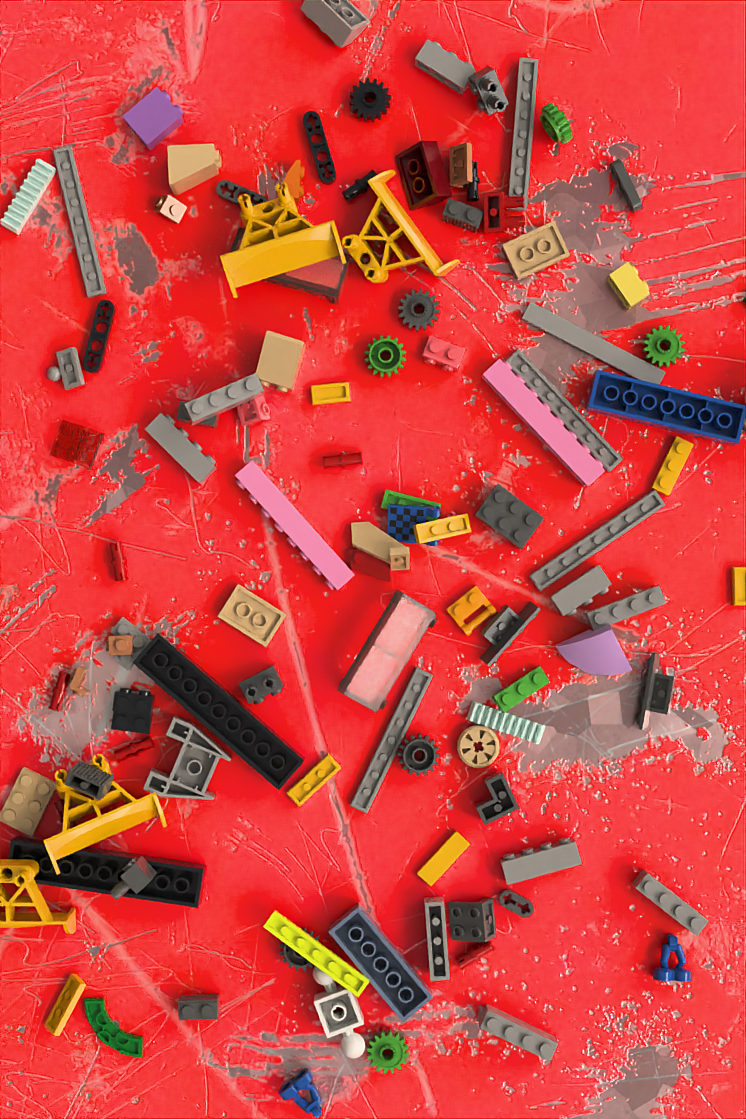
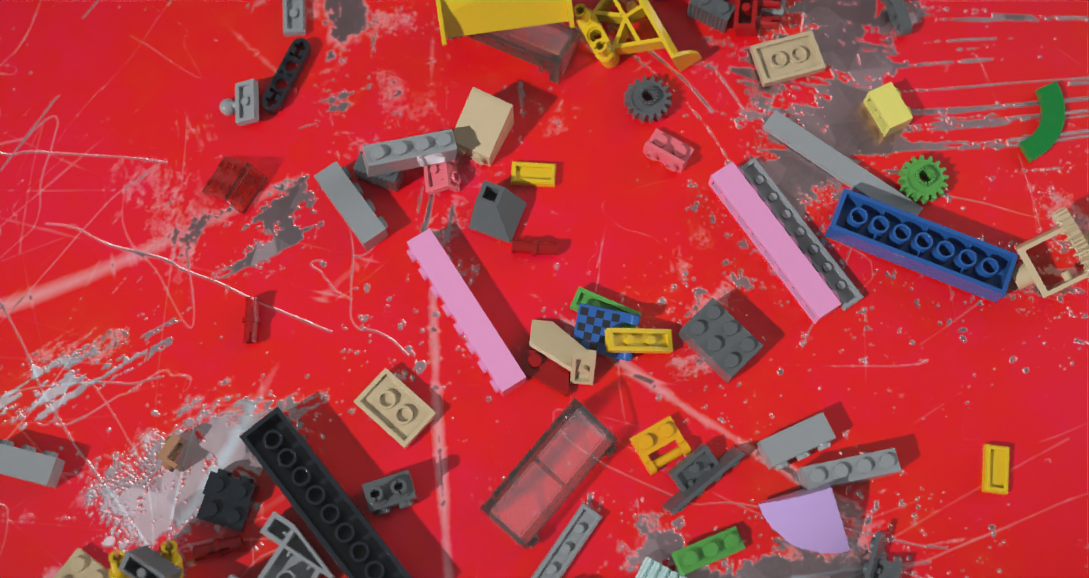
camera: 10 degrees right, 15 degrees down
(60, 691) = (145, 462): red pin -> none
(120, 645) = (230, 416): nougat bracket -> none
(140, 641) = (247, 413): light grey plate -> none
(306, 435) = (497, 212): none -> dark grey slope
(381, 366) = (602, 152): bright green gear -> none
(597, 540) = (821, 386): light grey tile -> none
(672, 466) = (921, 314): yellow plate -> none

